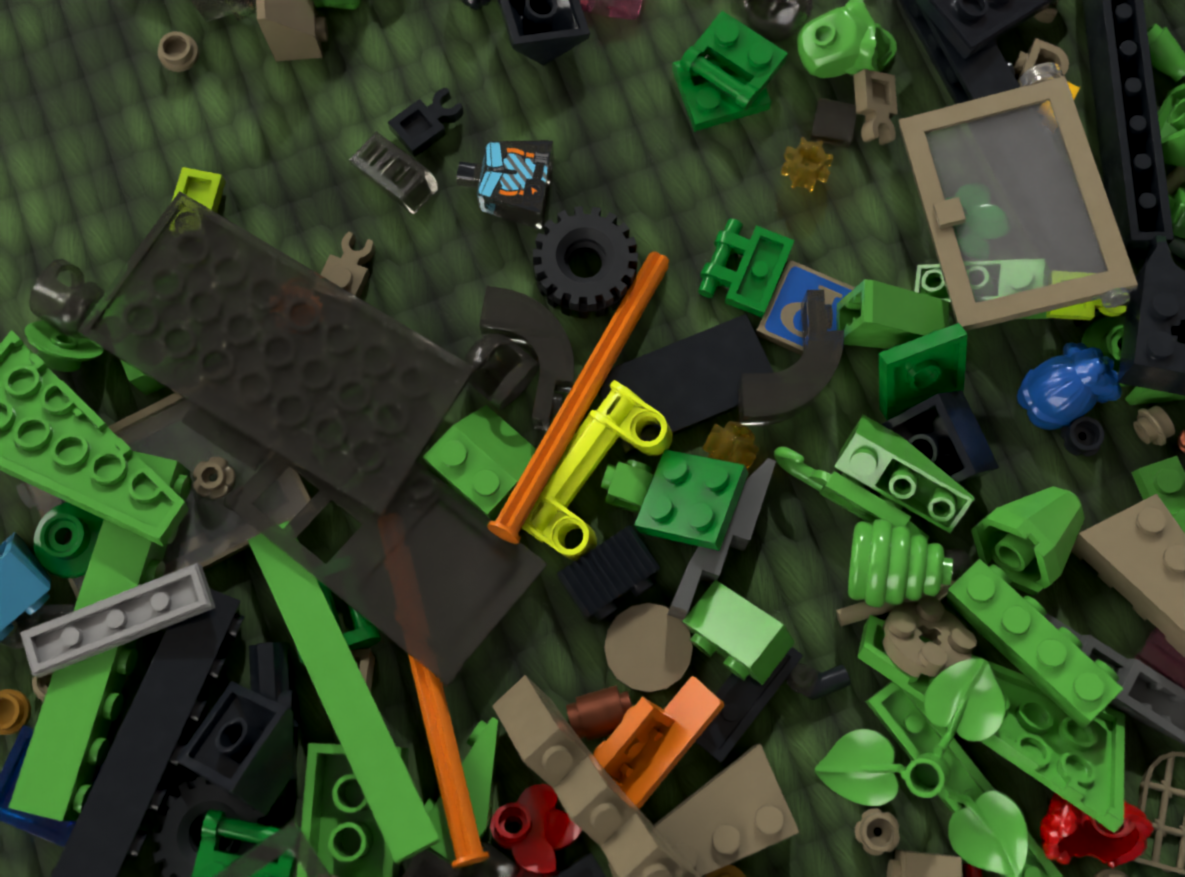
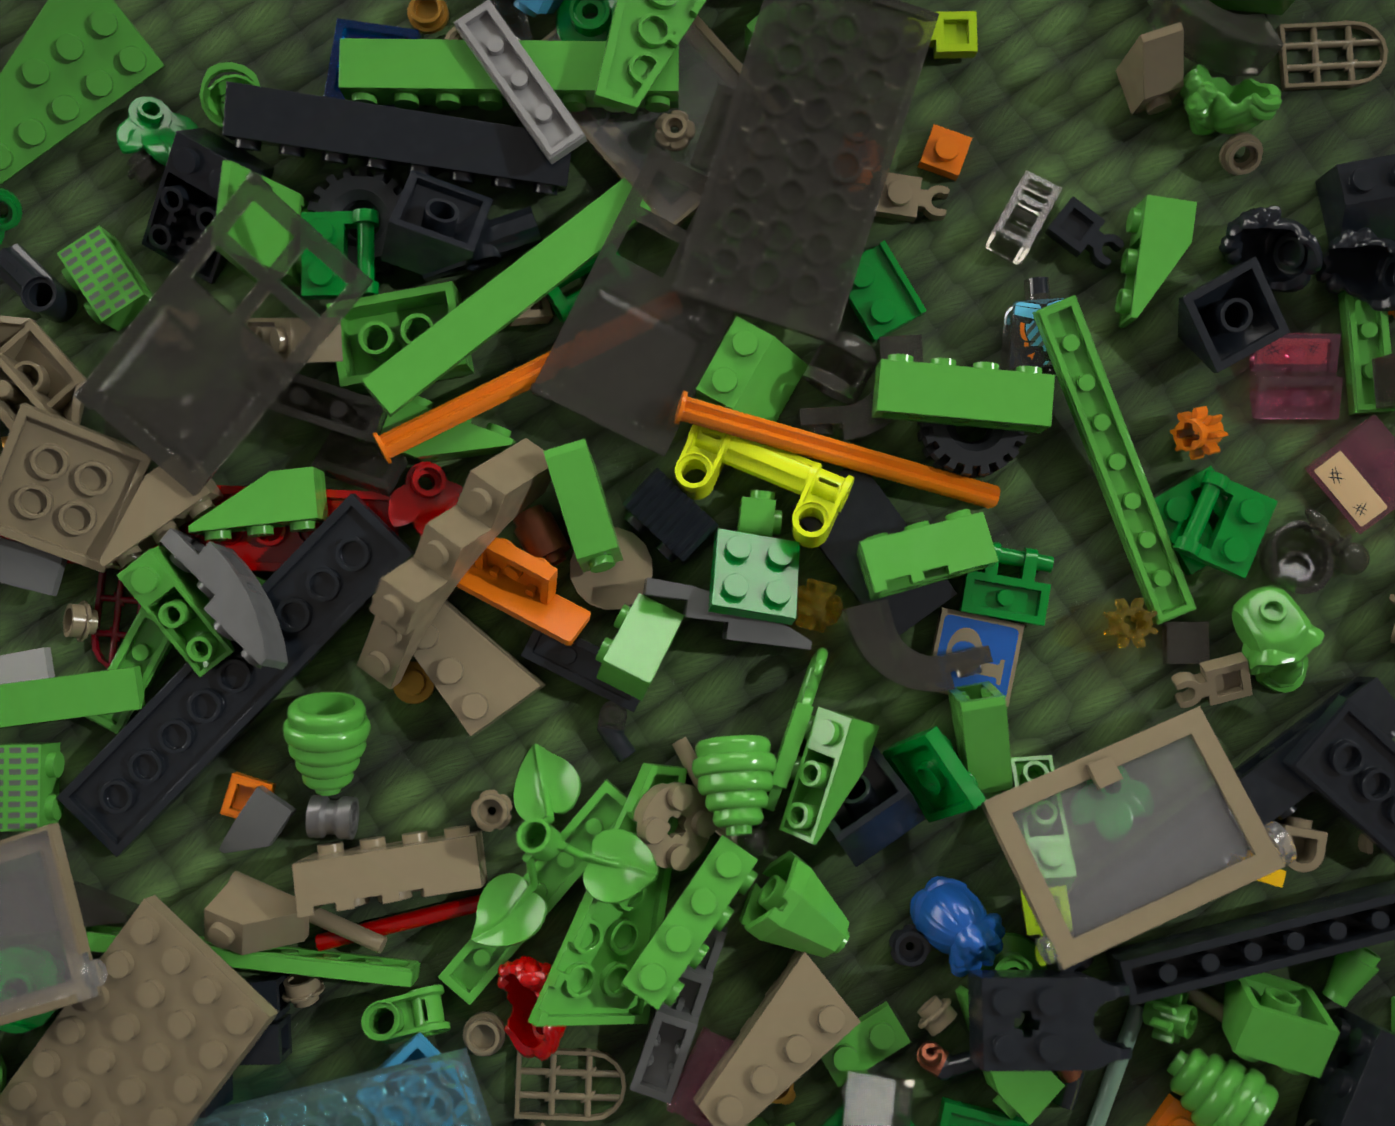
camera: 80 degrees right, 10 degrees up
(310, 229) = (945, 152): none -> orange plate
(437, 314) = (883, 294): none -> green plate
(453, 59) = (1159, 237): none -> bright green slope
(558, 258) = (962, 394): none -> bright green brick
(582, 655) = (584, 506): none -> bright green slope
(646, 141) = (1114, 459): none -> bright green tile
(647, 72) = (1209, 428): none -> orange gear
(705, 330) = (926, 554): none -> bright green wedge

